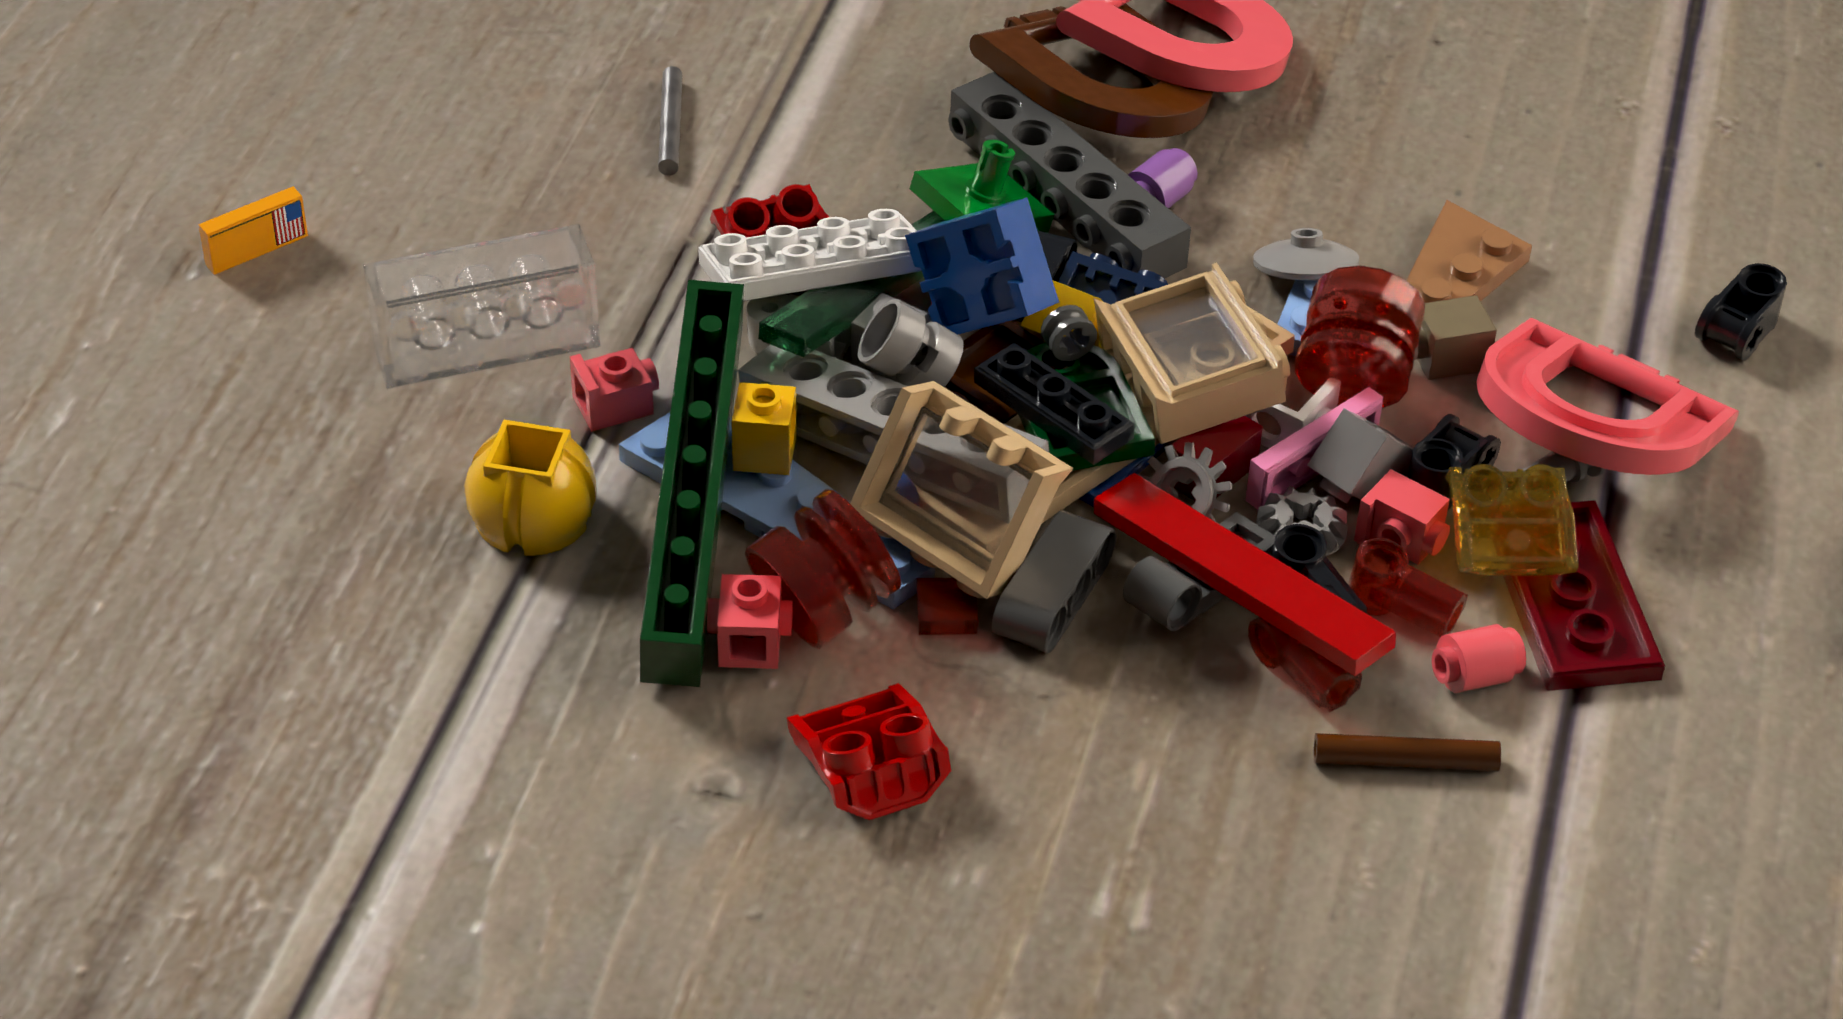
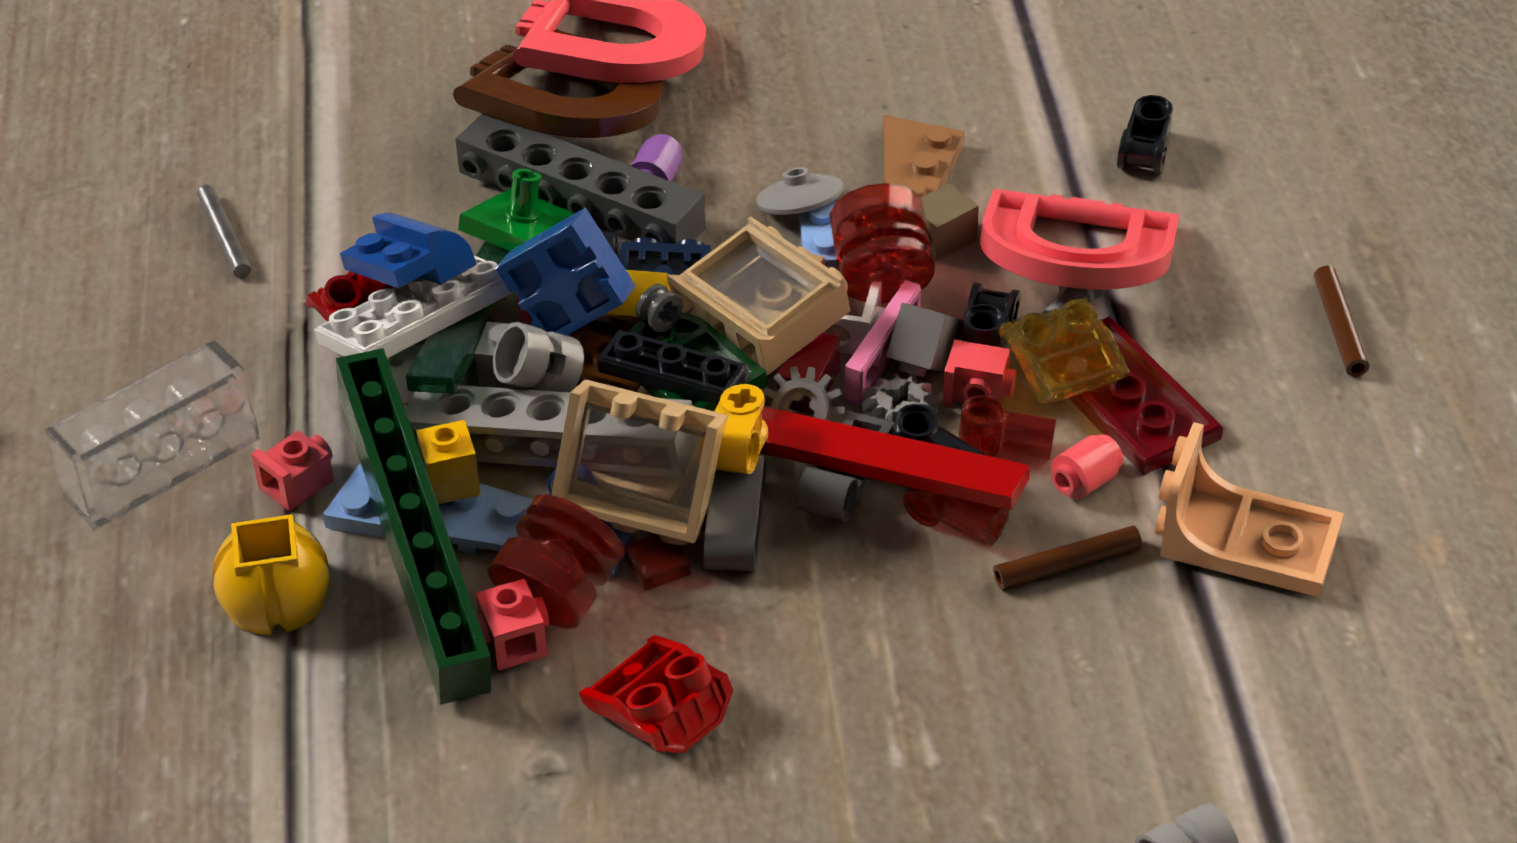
camera: 20 degrees left, 0 degrees up
(827, 190) = (408, 251): none -> blue brick
(1091, 491) = (744, 429): none -> yellow piece
(1620, 785) = (1242, 529): none -> light nougat bracket

